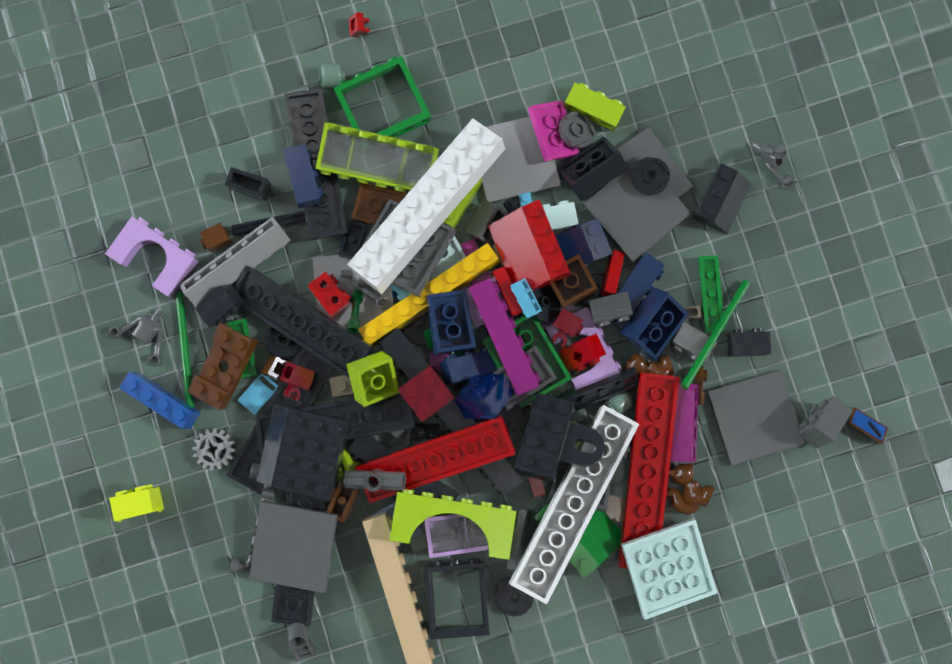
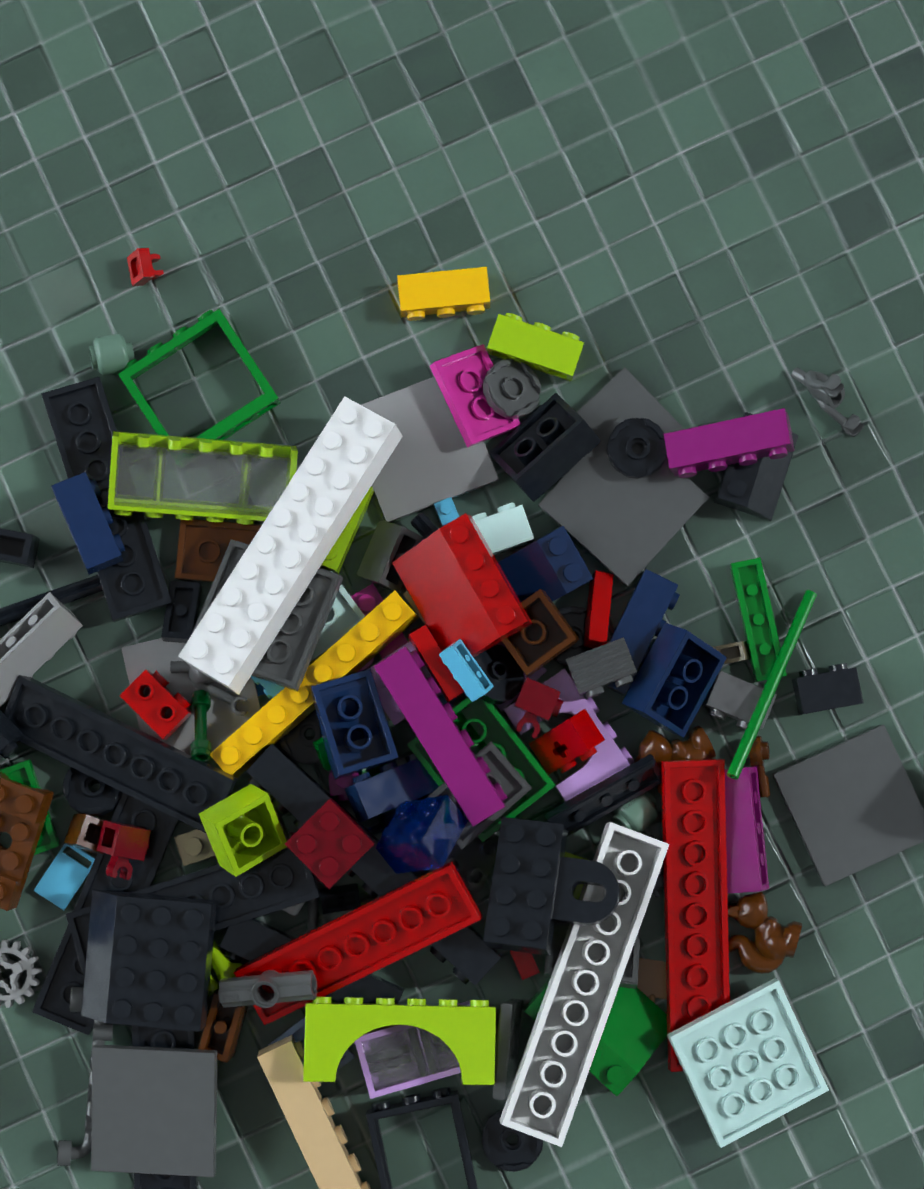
camera: 10 degrees left, 0 degrees up
(542, 65) = (444, 293): none -> yellow brick
(709, 179) = (729, 443): none -> magenta brick

